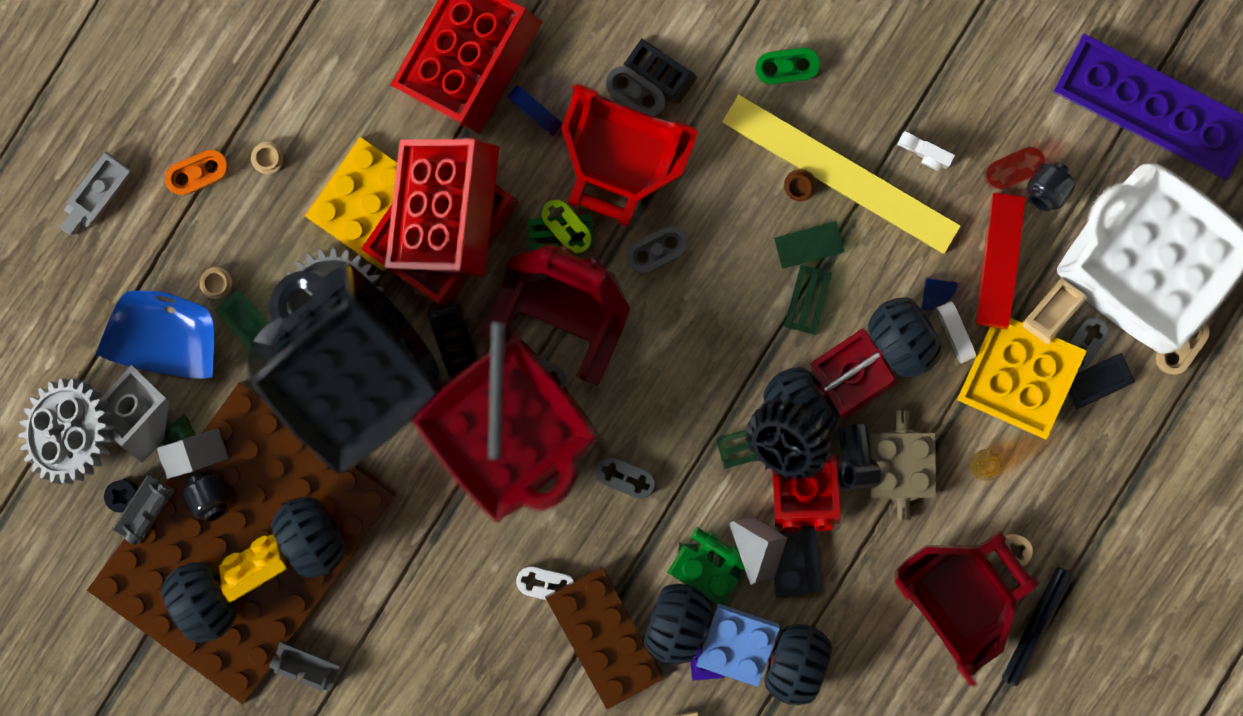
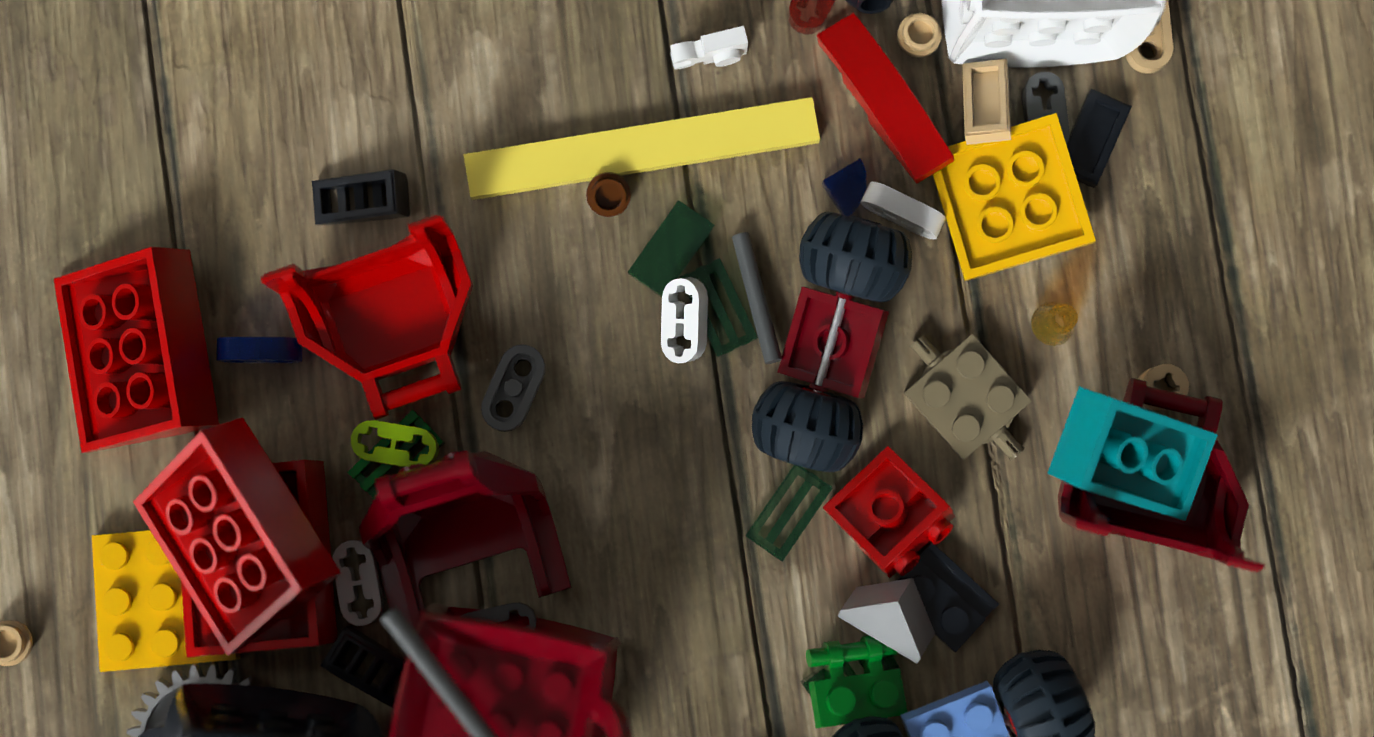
camera: 45 degrees left, 5 degrees down
(490, 289) = (347, 584): none -> white beam
(621, 484) = (687, 672): dark grey beam -> none
(635, 92) = (352, 237): dark grey plate -> none
(784, 294) = (684, 320): none -> white beam
(786, 66) = (488, 82): green plate -> none
(788, 439) = (825, 470): black gear -> none
(833, 312) = (756, 298): none -> dark grey bar
(857, 468) = (922, 439): black piece -> none
(961, 570) = (1131, 454): none -> teal slope
(1037, 626) = (1254, 448): black axle -> none
(1051, 240) = (919, 35): none -> tan plate

